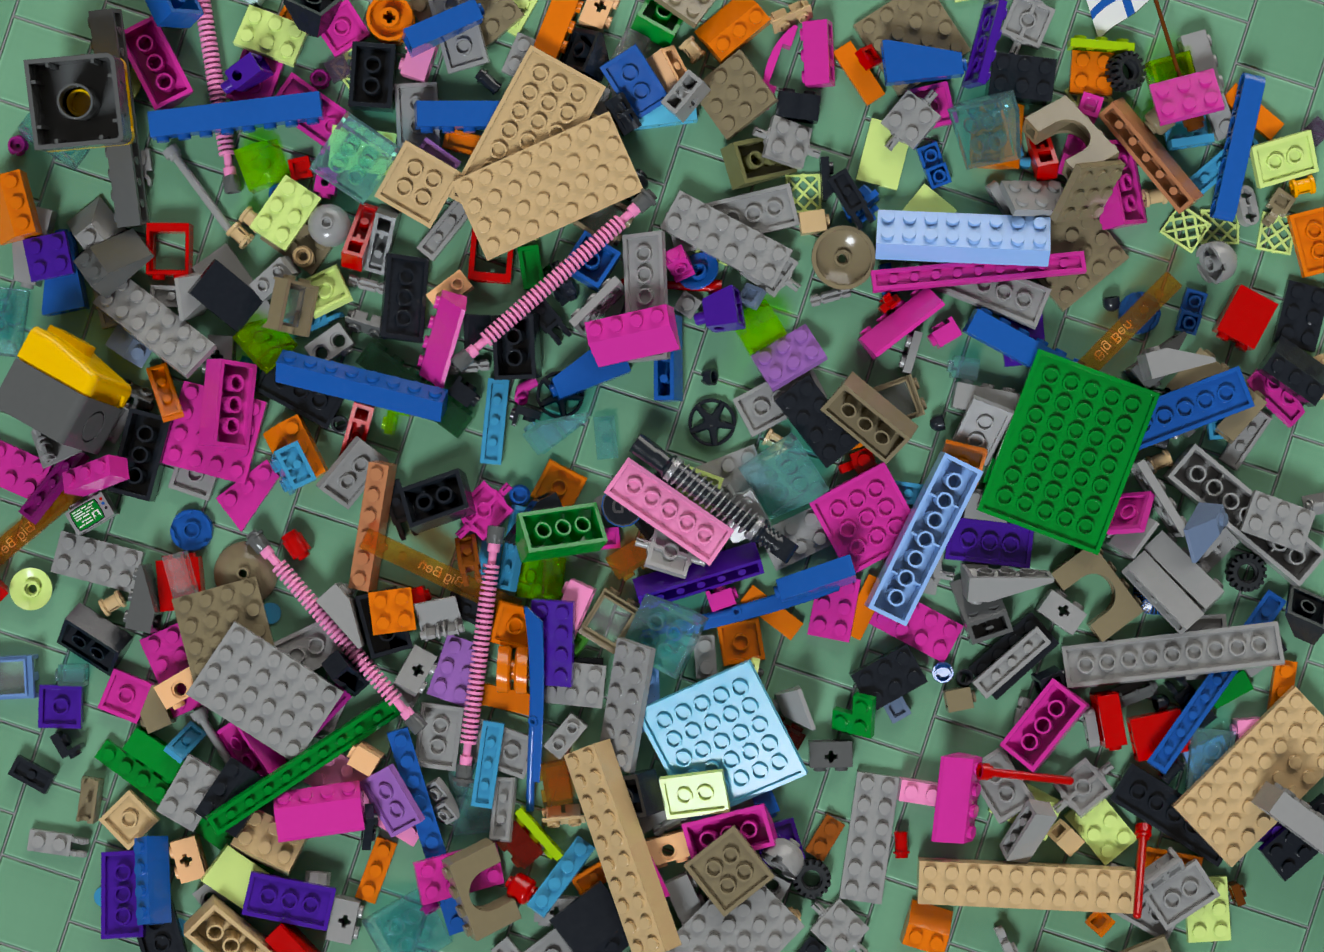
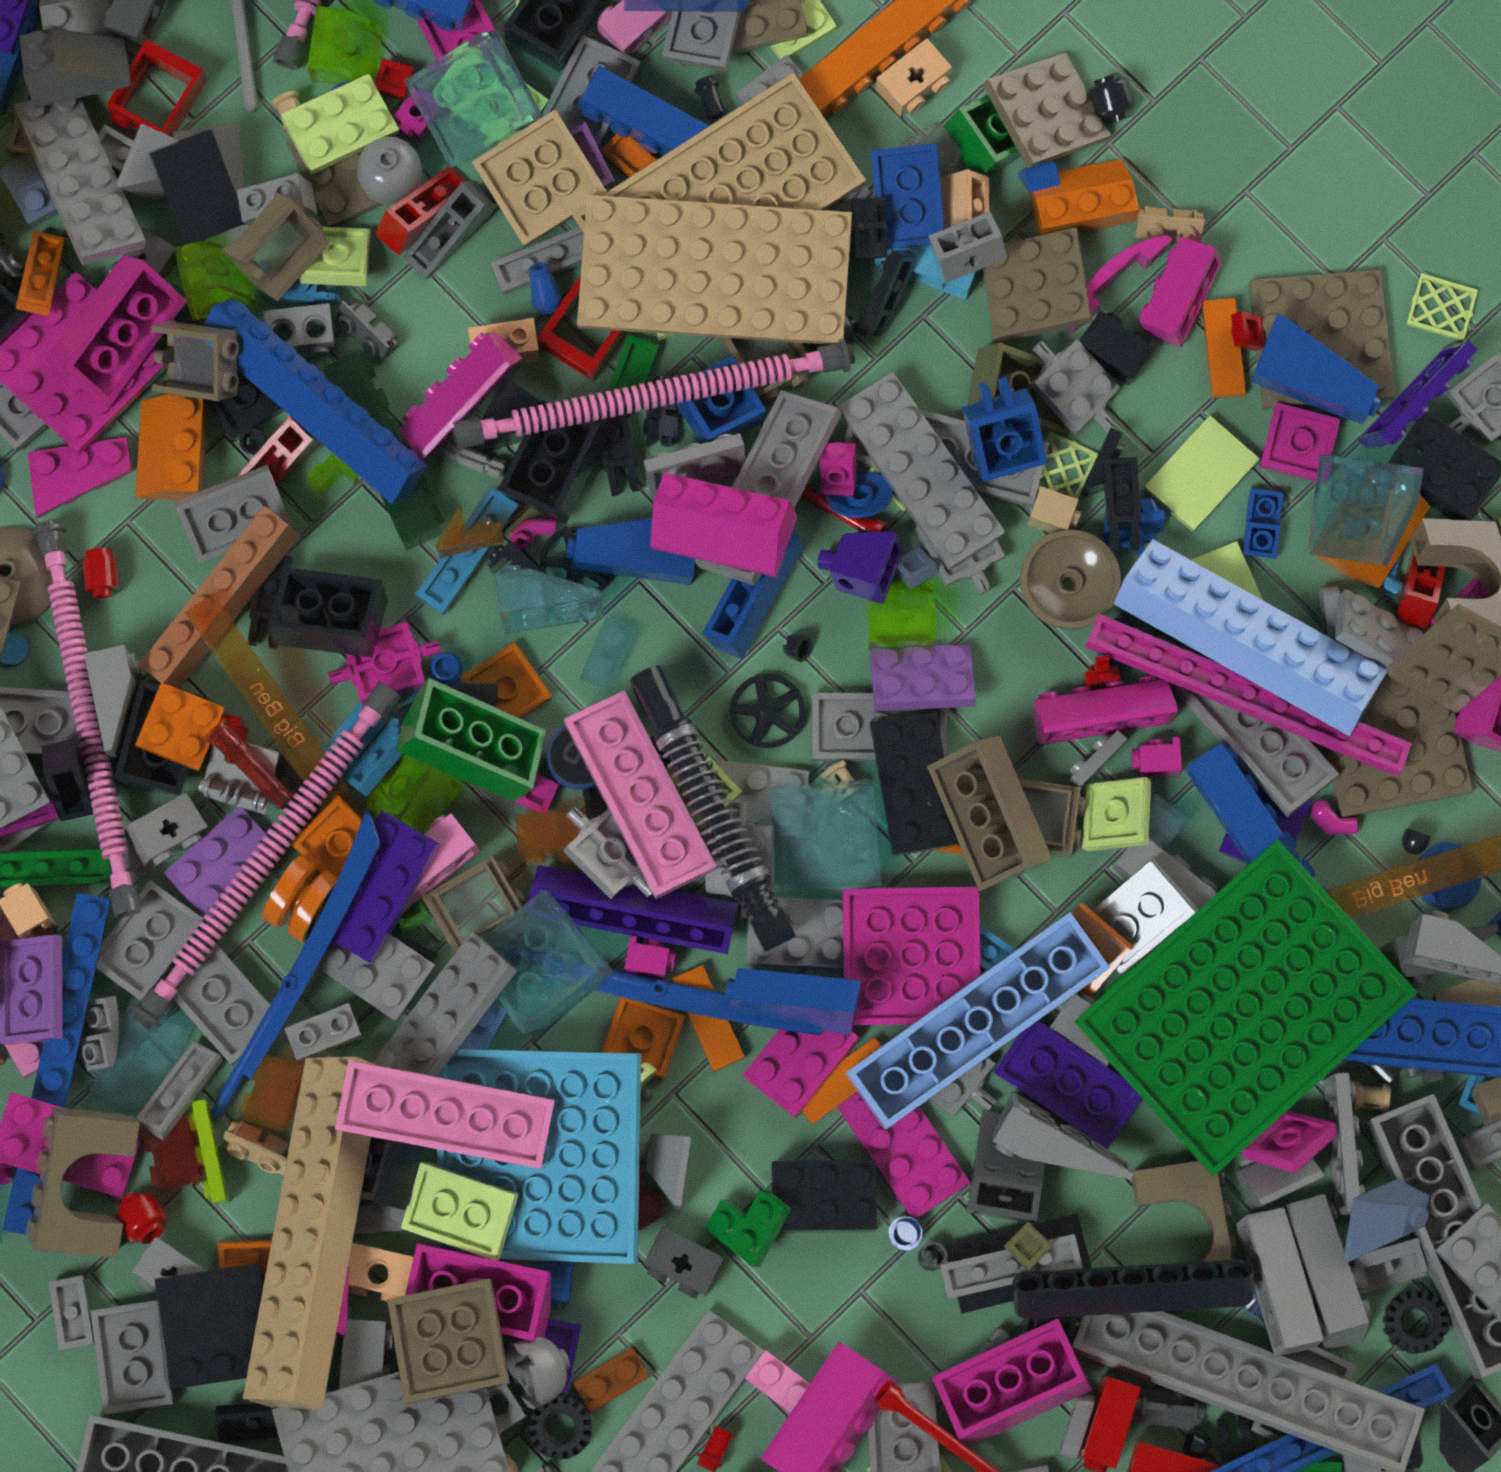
camera: 25 degrees right, 10 degrees down
(240, 235) = (262, 123): tan bush -> none
(284, 397) = (198, 361): none -> dark tan window
(292, 467) = (156, 459): dark azure bracket -> none
(296, 256) = (330, 183): tan plate -> none
(365, 284) = (397, 279): light grey axle -> none
(404, 298) = (436, 319): black plate -> none
(432, 607) = (238, 753): none -> clear red pin
(456, 248) = (544, 290): none -> blue cone
(464, 393) = (446, 489): black brick -> none
(468, 558) = (326, 713): dark orange hinge -> none
(487, 764) = (192, 1013): dark azure plate -> none
(488, 419) = (458, 539): none -> clear orange slope
(506, 701) = (268, 941): orange tile -> none
(561, 876) = (205, 1229): dark azure plate -> none
(586, 52) = (865, 125): black slope -> none
(652, 145) = (887, 293): none -> black hinge
(660, 750) = (444, 1114): none -> bright pink plate
(668, 825) = (399, 1240): light grey axle -> none
(687, 305) = (819, 534): light grey plate -> none
(692, 49) = (1010, 198): tan bush -> none
(703, 29) = (1040, 177): none -> blue slope
(705, 657) = (582, 1026): light grey plate -> none
(763, 194) = (1004, 432): none -> blue hinge
(828, 296) = (1023, 625): light grey axle -> none
(860, 461) = (944, 872): red plate -> none
(897, 710) = (812, 1249): sand blue plate -> none
(911, 120) = (1262, 444): light grey plate -> none
(937, 422) = (1083, 878): black hinge -> none
(938, 378) = (1116, 814): none -> yellowish green tile
(959, 698) = (909, 1282): dark tan brick -> none
(1015, 647) = (1028, 1246): none -> olive tile
(1048, 608) = (1104, 1224): light grey brick -> none
(1059, 317) = (1330, 822): none -> dark pink arm
(1086, 640) = (1133, 1289): none -> black beam

